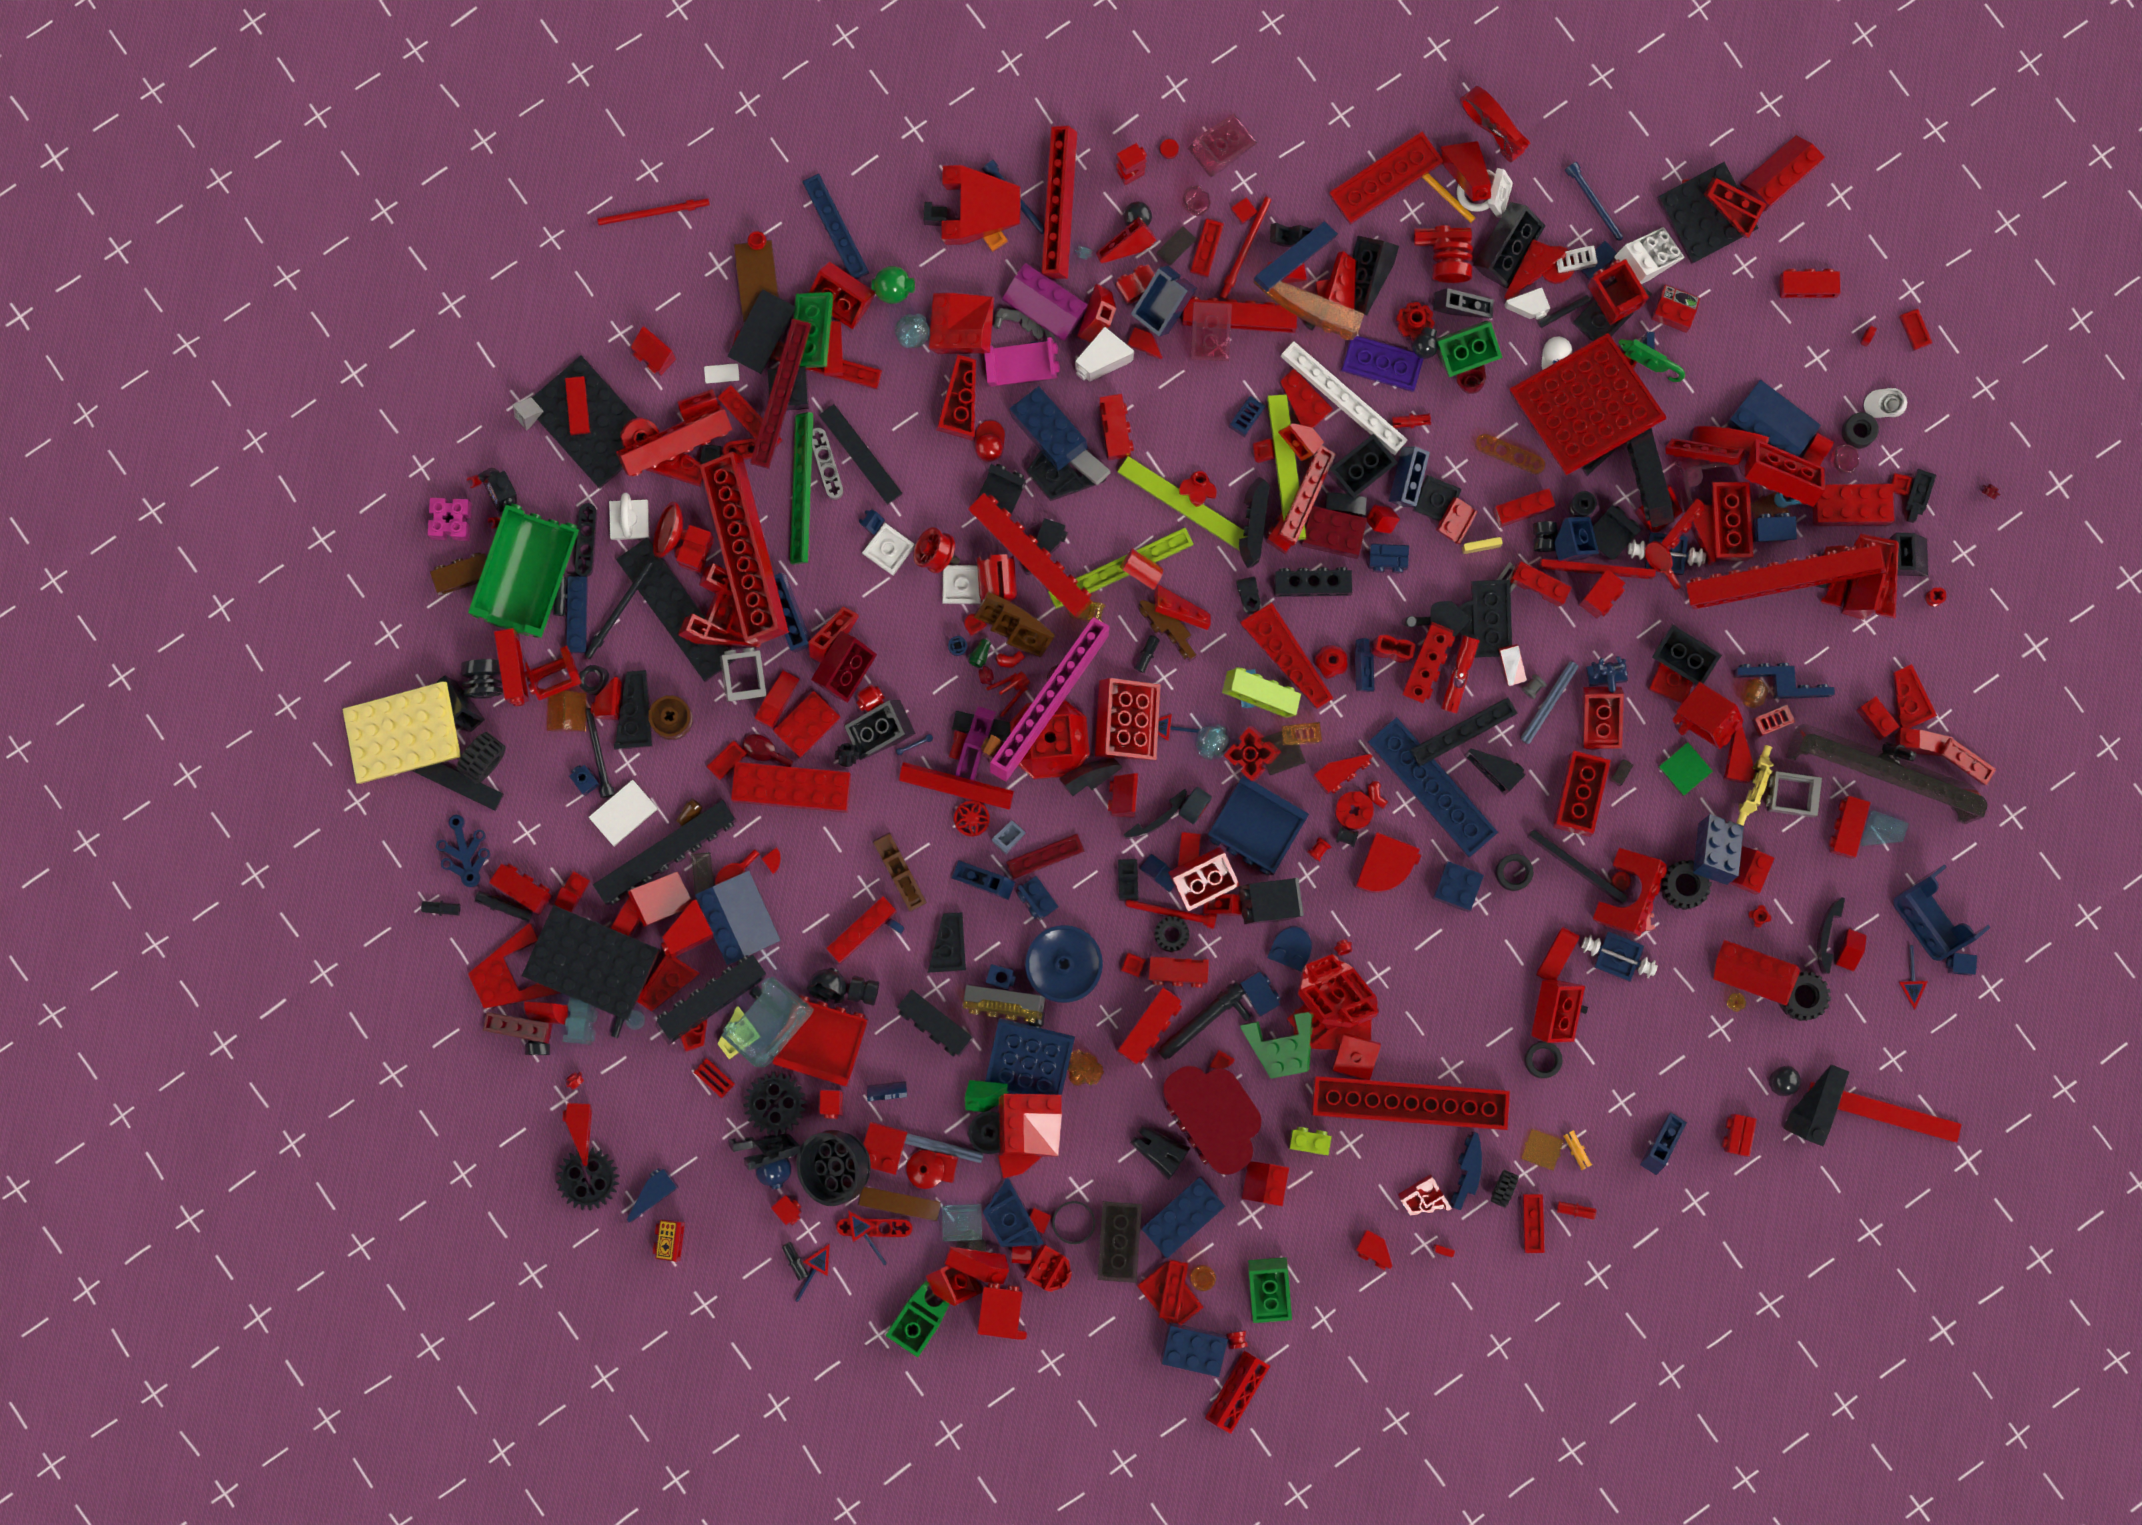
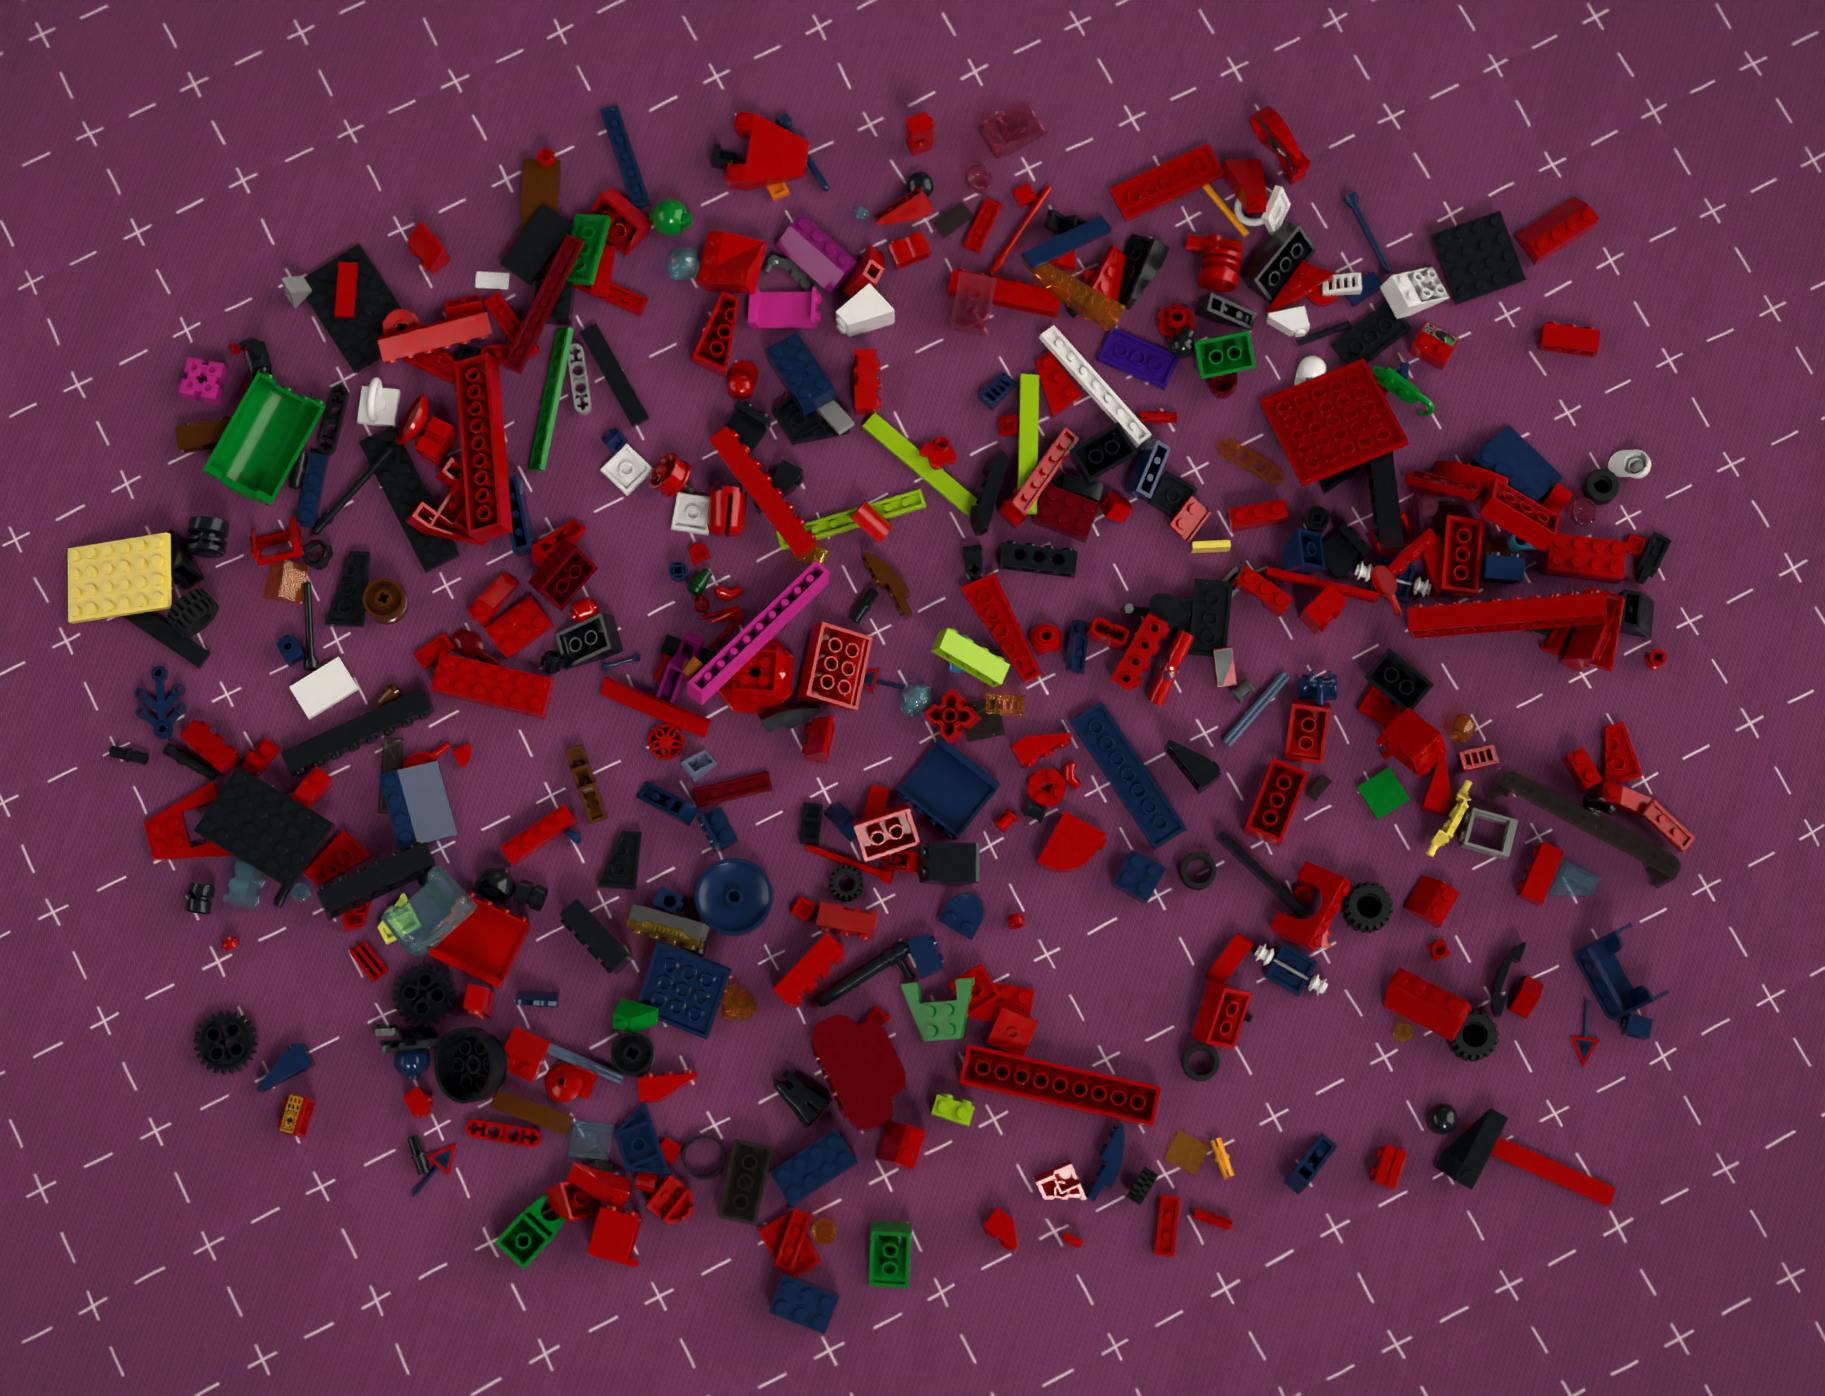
camera: 10 degrees right, 5 degrees down
(511, 667) = (238, 529): red window -> none
(517, 1027) = (182, 881): dark red tile -> none
(546, 1012) = (212, 871): red brick -> none
(578, 1122) = (226, 987): red slope -> none
(608, 701) = (327, 576): red slope -> none
(660, 899) = (345, 775): tile -> none
(687, 931) = (363, 811): red slope -> none
(689, 205) = (488, 117): red bar -> none
(748, 652) = (463, 589): light grey window -> none
(859, 1228) = (488, 1131): piece -> none
(1014, 623) = (738, 557): reddish brown slope -> none
(1030, 1124) = (673, 1051): red slope -> none
(1059, 202) = (845, 162): red brick -> none
(1138, 831) = (828, 778): black slope -> none
(1144, 342) = (908, 306): red slope -> none
(1163, 301) = (931, 267): dark blue piece -> none
(1169, 148) = (960, 127): red tile -> none
(1180, 609) = (900, 564): red wing -> none
(1195, 805) = (888, 759): black wheel -> none
(1235, 1390) = (840, 1351): red fence -> none
(1237, 1340) = (849, 1299): red wheel -> none
(1301, 439) = (1046, 418): red slope -> none
(1336, 993) = (1000, 963): red piece -> none
(1388, 557) = (1116, 545): dark blue brick -> none
(1463, 732) = (1166, 725): black tile -> none
(1541, 531) = (1274, 545): black wheel -> none
(1620, 298) = (1382, 326): red container -> none
(1718, 849) = (1404, 876): dark blue piece -> none
(1735, 205) = (1505, 252): red wedge -> none
(1783, 681) = (1493, 721): dark blue bracket -> none
(1870, 332) = (1620, 397): red tile -> none
(1915, 329) = (1669, 397): red tile -> none
(1990, 491) = (1723, 563): dark red plate -> none

